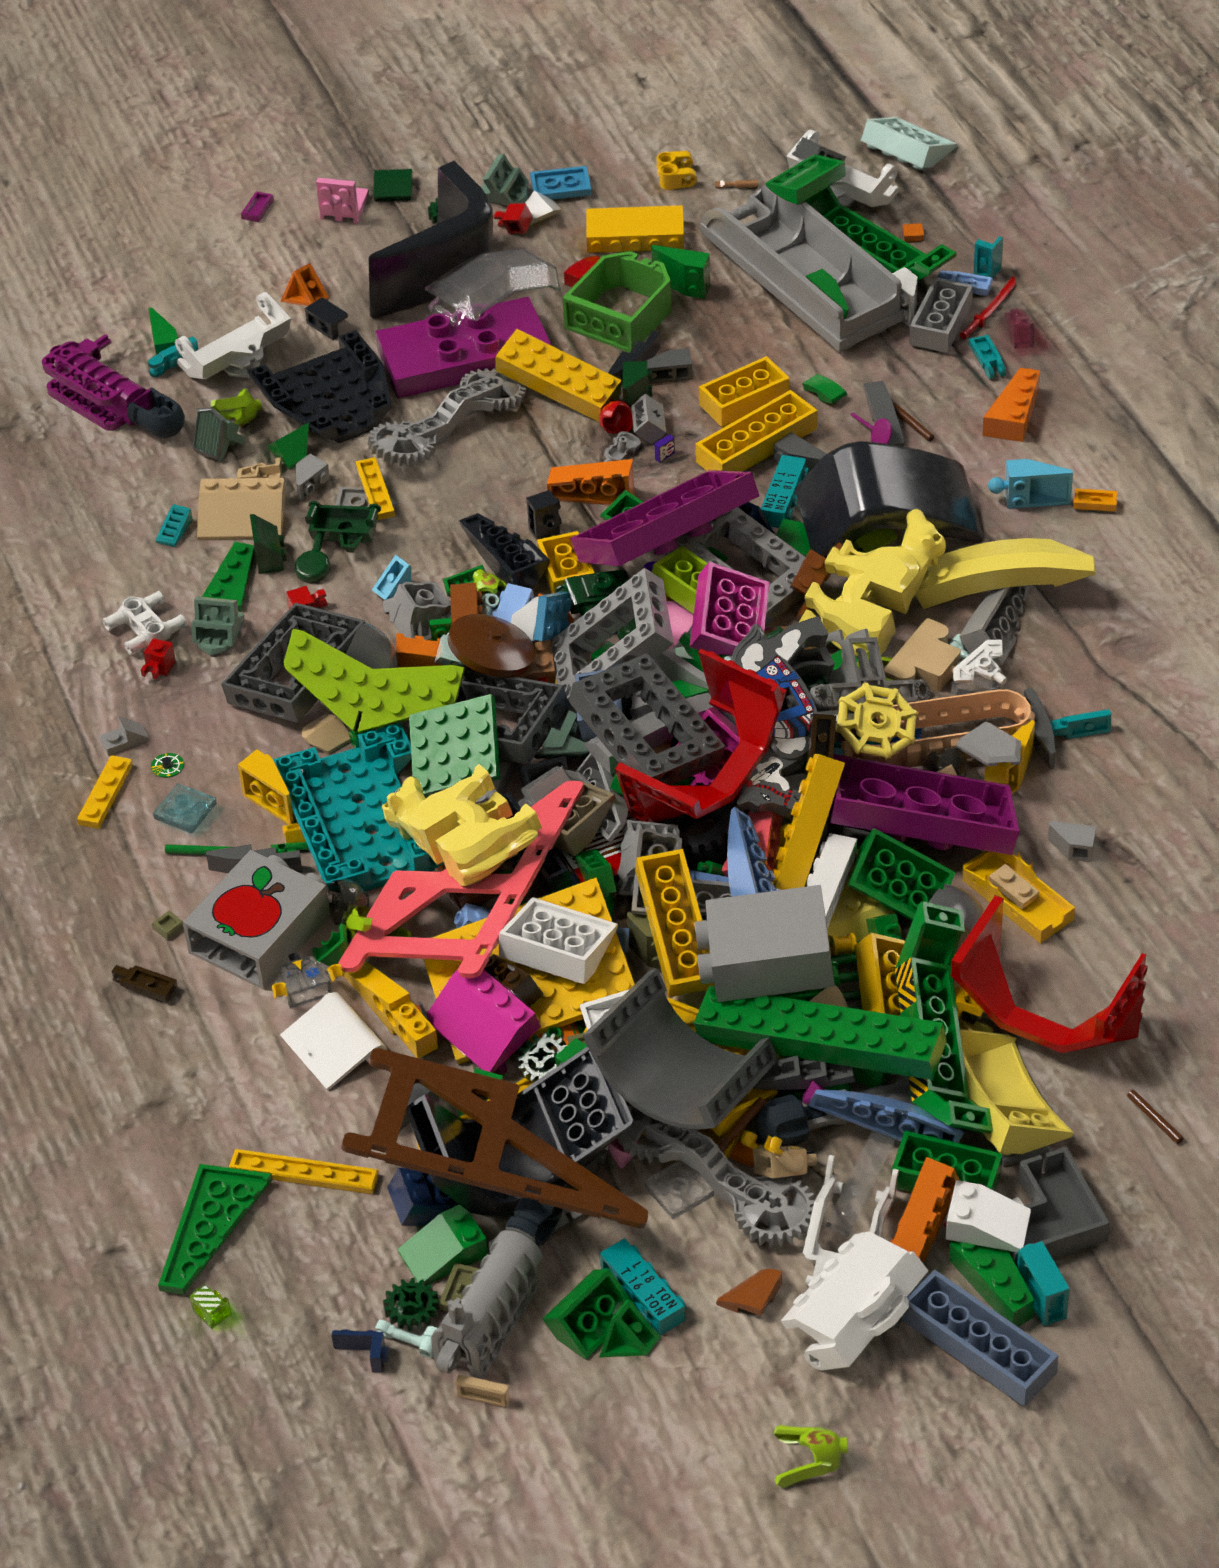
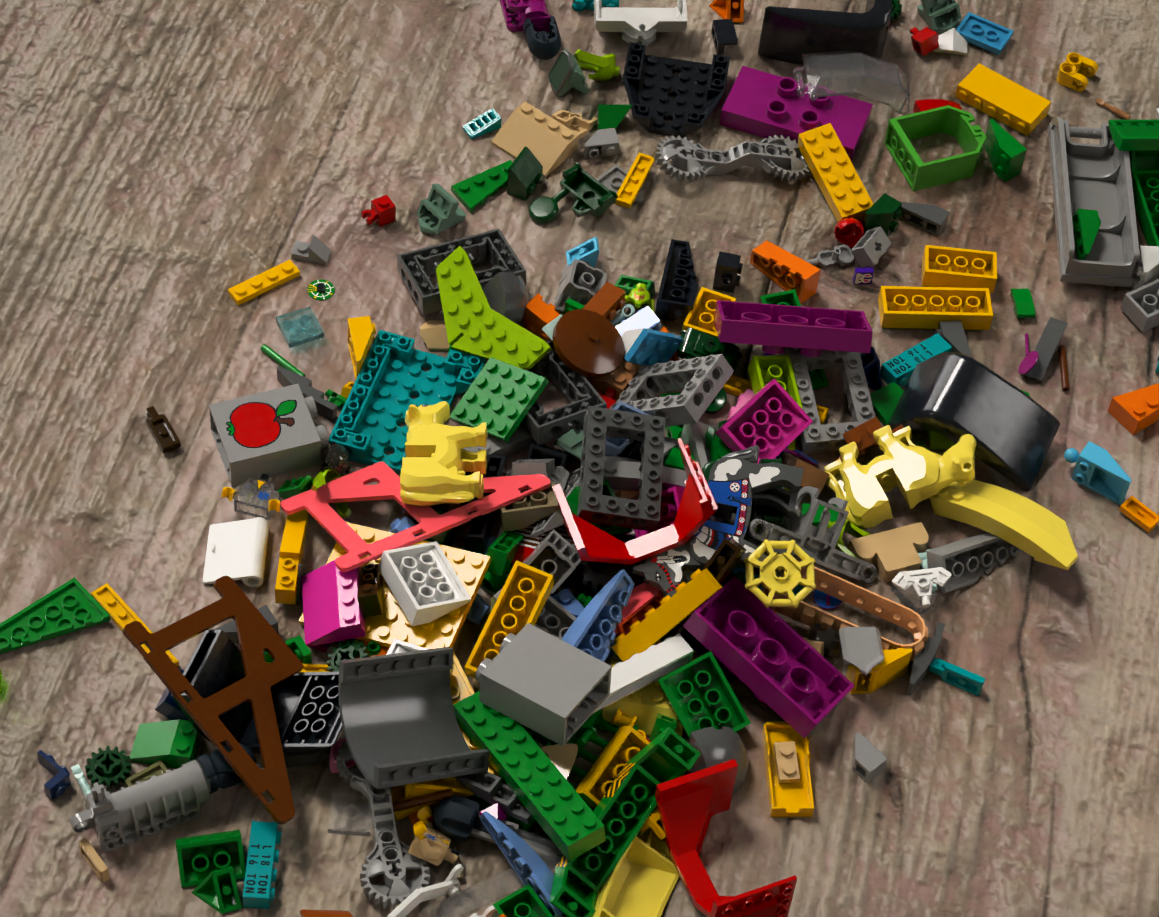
camera: 30 degrees right, 5 degrees up
(143, 621) = (397, 188): white piece -> none
(168, 925) = (213, 397): olive tile -> none
(303, 596) = (512, 232): red brick -> none
(640, 352) = (913, 194): black slope -> none

